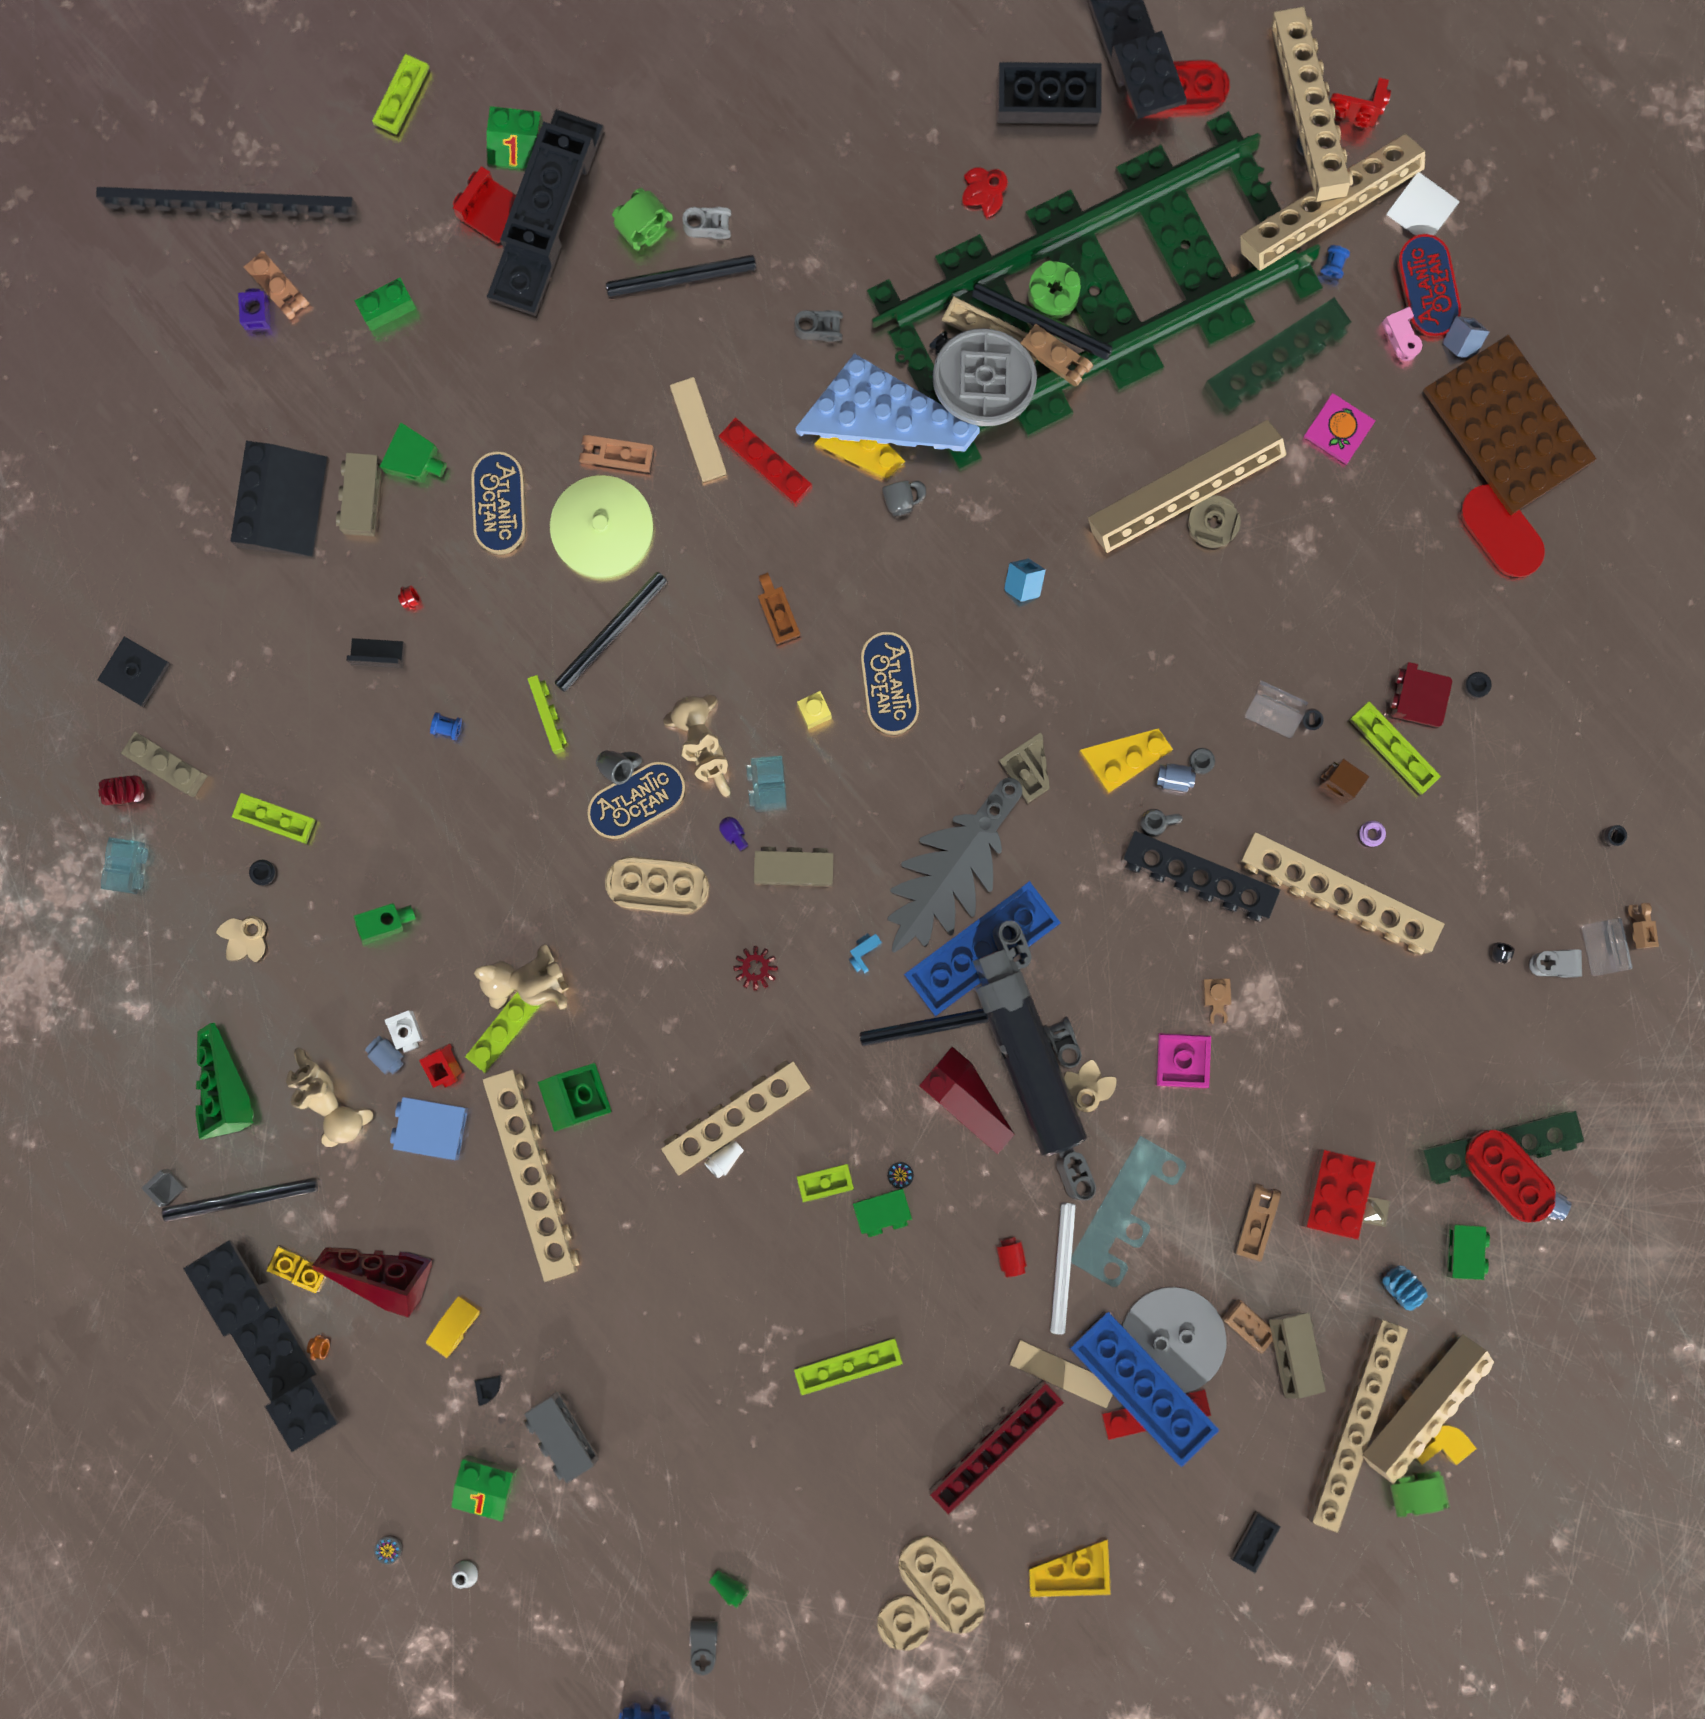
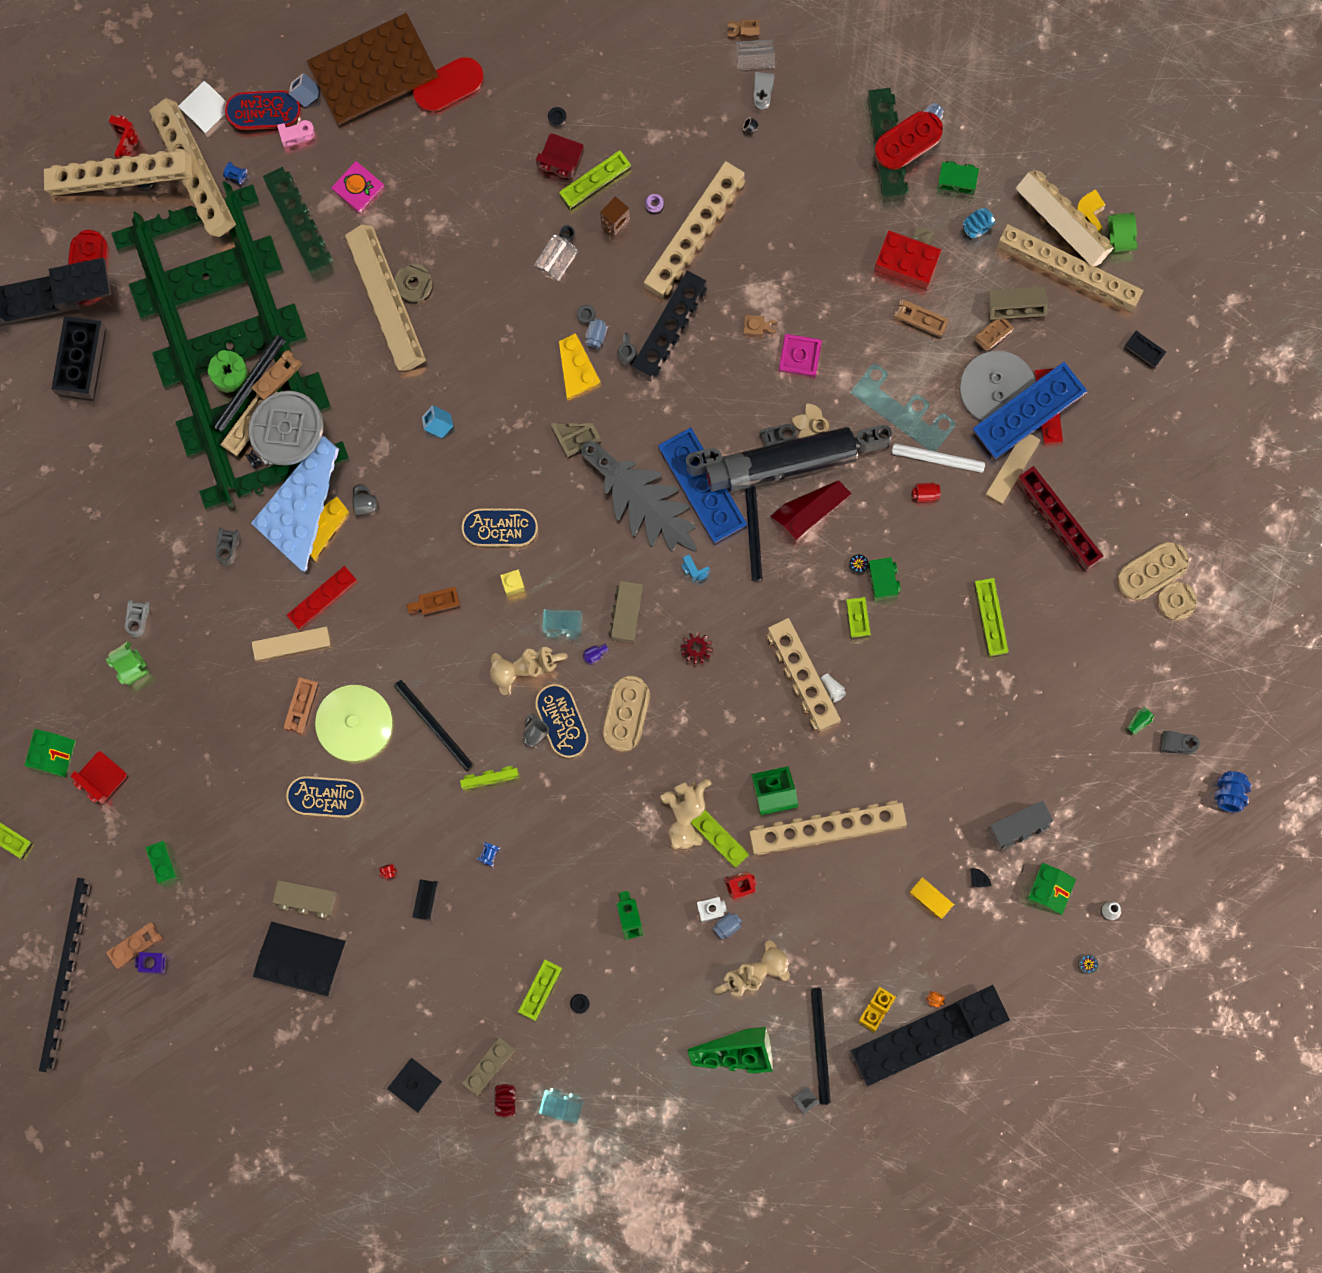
camera: 80 degrees left, 5 degrees down
(241, 941) = (629, 1024): tan plate -> none
(384, 1280) = (891, 945): dark red wedge -> none
(411, 456) = (281, 856): green torso -> none
(429, 1128) = (785, 899): medium blue brick -> none
(539, 209) = (109, 736): black bracket -> none
(681, 275) = (172, 641): black axle -> none
(981, 192) = (143, 417): red plate -> none
(1073, 1574) = (1155, 477): yellow wing -> none
(1619, 835) = (678, 36): black hinge -> none

